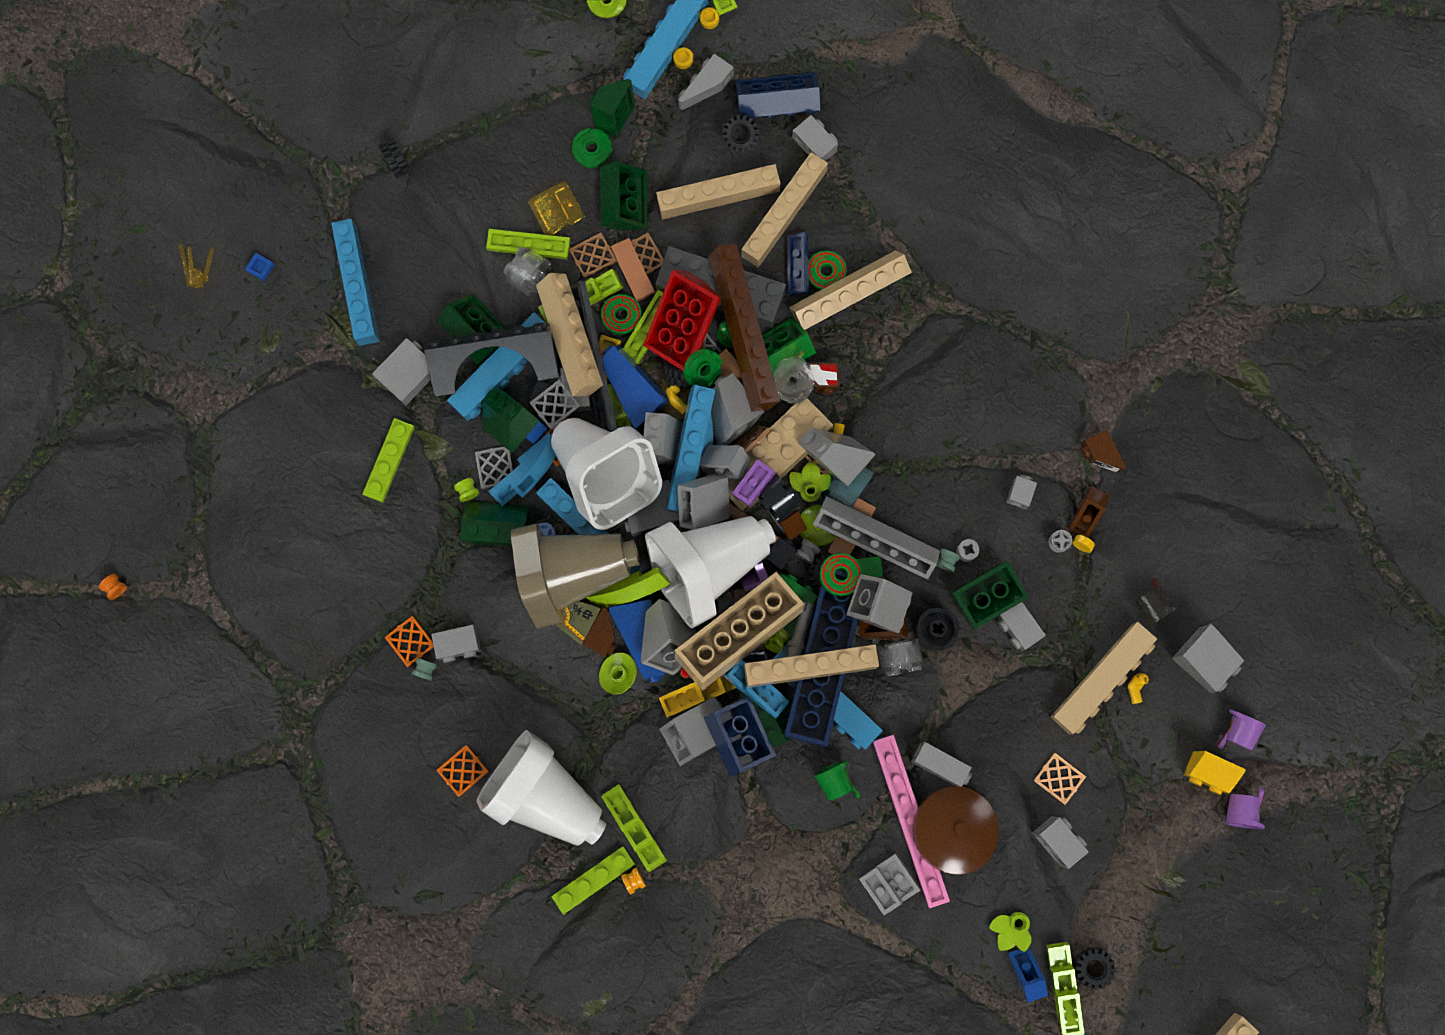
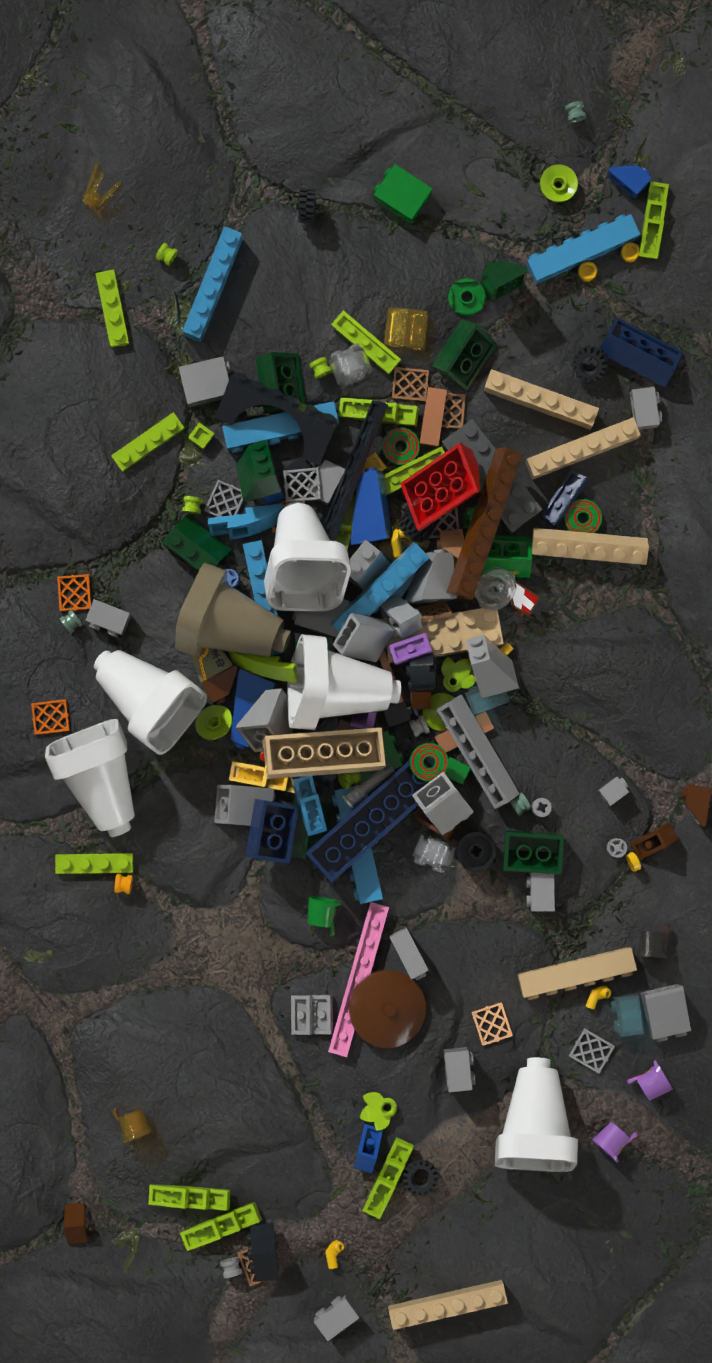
camera: 30 degrees right, 5 degrees up
(260, 267) = (147, 223): blue plate -> none
(277, 363) = (112, 308): none -> lime plate
(295, 283) = (166, 254): none -> lime wheel
(434, 422) = (201, 436): none -> lime plate
(473, 95) = (402, 193): none -> green brick
(502, 292) = (320, 367): none -> lime wheel
(544, 689) = (152, 700): none -> white cone
(569, 335) = (348, 438): tan brick -> none
(634, 828) = (149, 845): lime slope -> none
(699, 359) = (429, 526): green tile -> none
(709, 81) = (596, 305): light grey slope -> none
(811, 666) = (359, 815): tan brick -> none
(1168, 842) = (537, 1124): none -> white cone
(1176, 686) = (627, 1015): none -> clear light blue brick
(1183, 740) = (584, 1062): none -> light grey window
(1213, 771) = (608, 1096): yellow slope -> none

